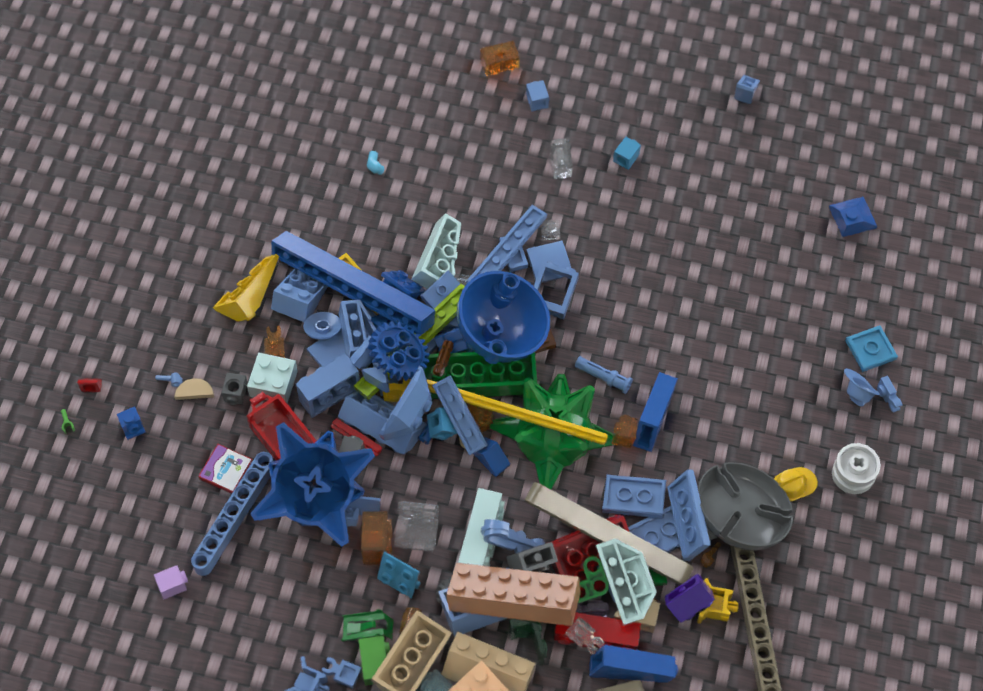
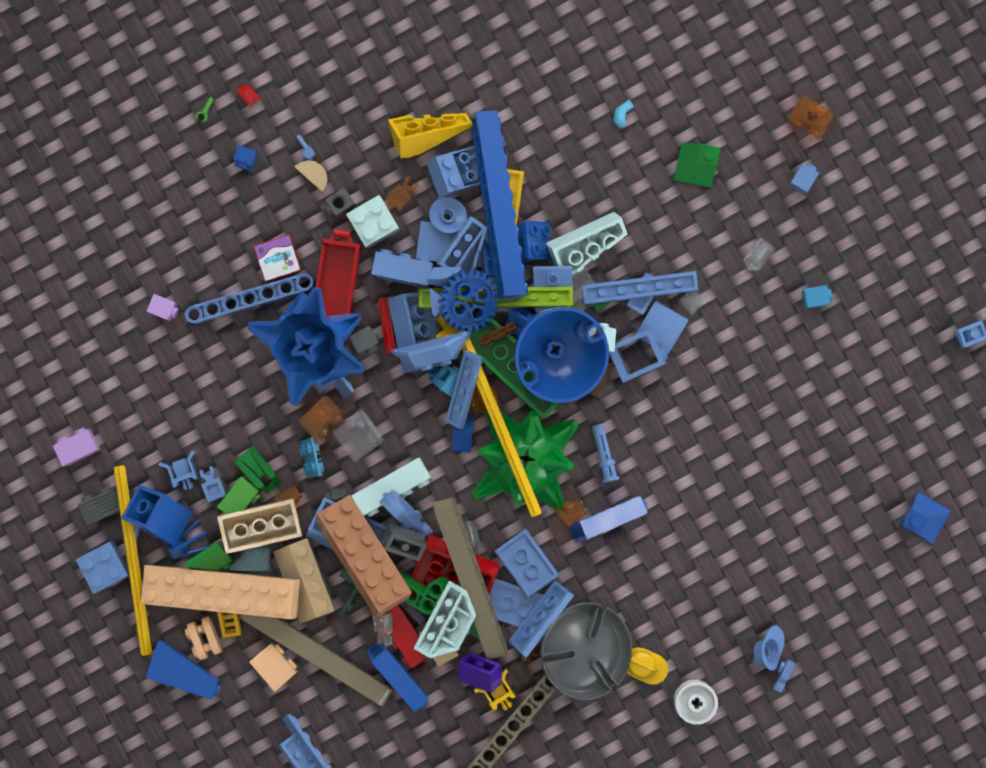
camera: 50 degrees right, 25 degrees up
(459, 147) = (697, 164): none -> green slope
(871, 348) = (814, 628): dark azure tile -> none

